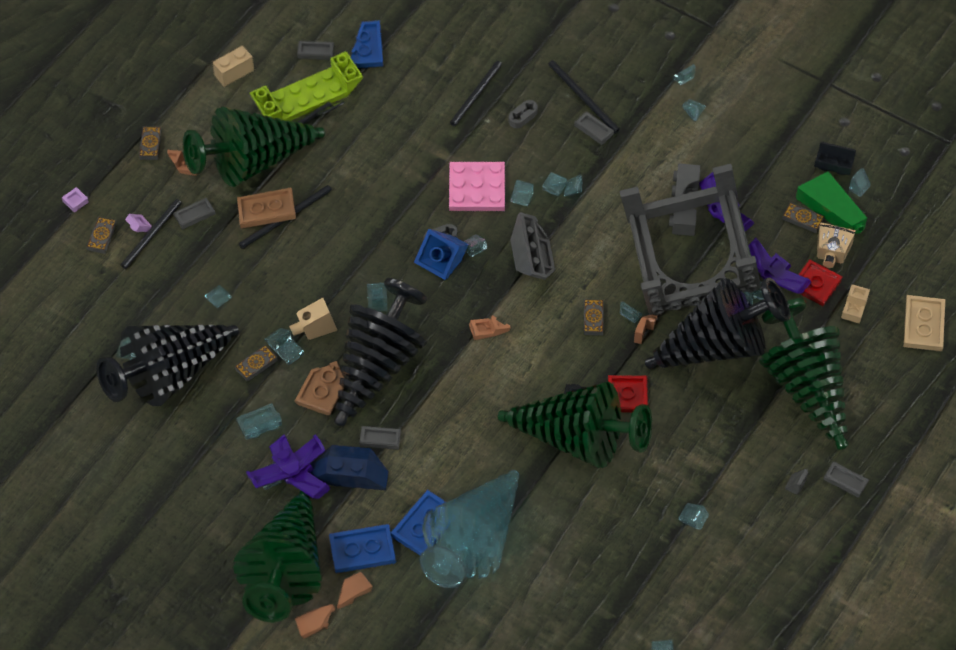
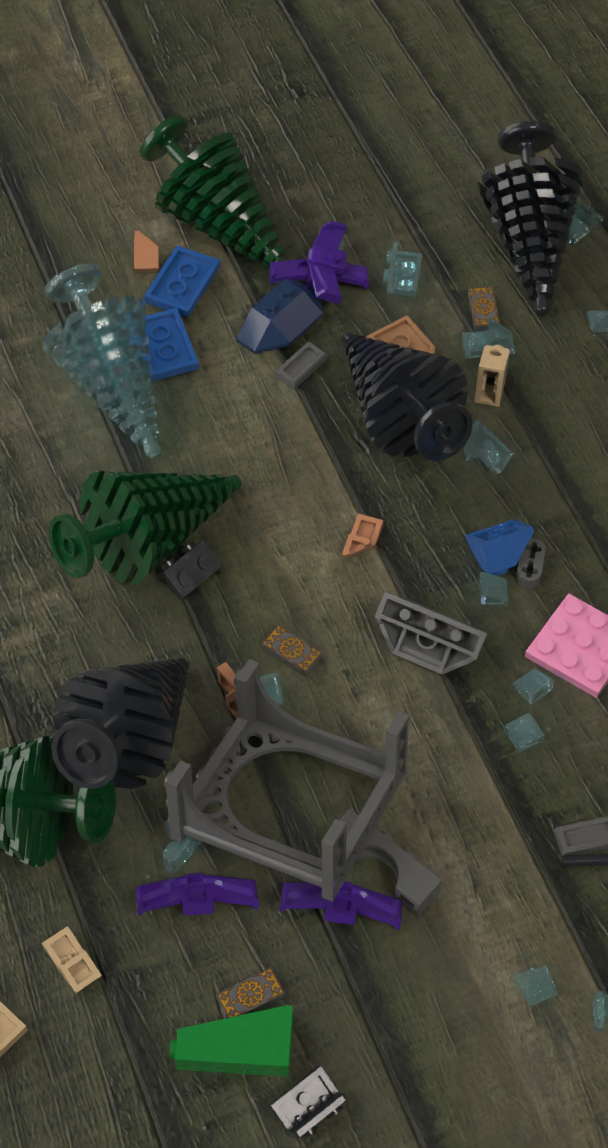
camera: 125 degrees right, 0 degrees up
(314, 620) = (138, 208): nougat slope -> none
(574, 186) = (501, 747): clear light blue slope -> none
(631, 391) = (161, 621): red tile -> none
(822, 282) = (140, 939): red tile -> none
(833, 244) = (176, 995): tan torso -> none
(859, 183) = (246, 1112): clear light blue slope -> none

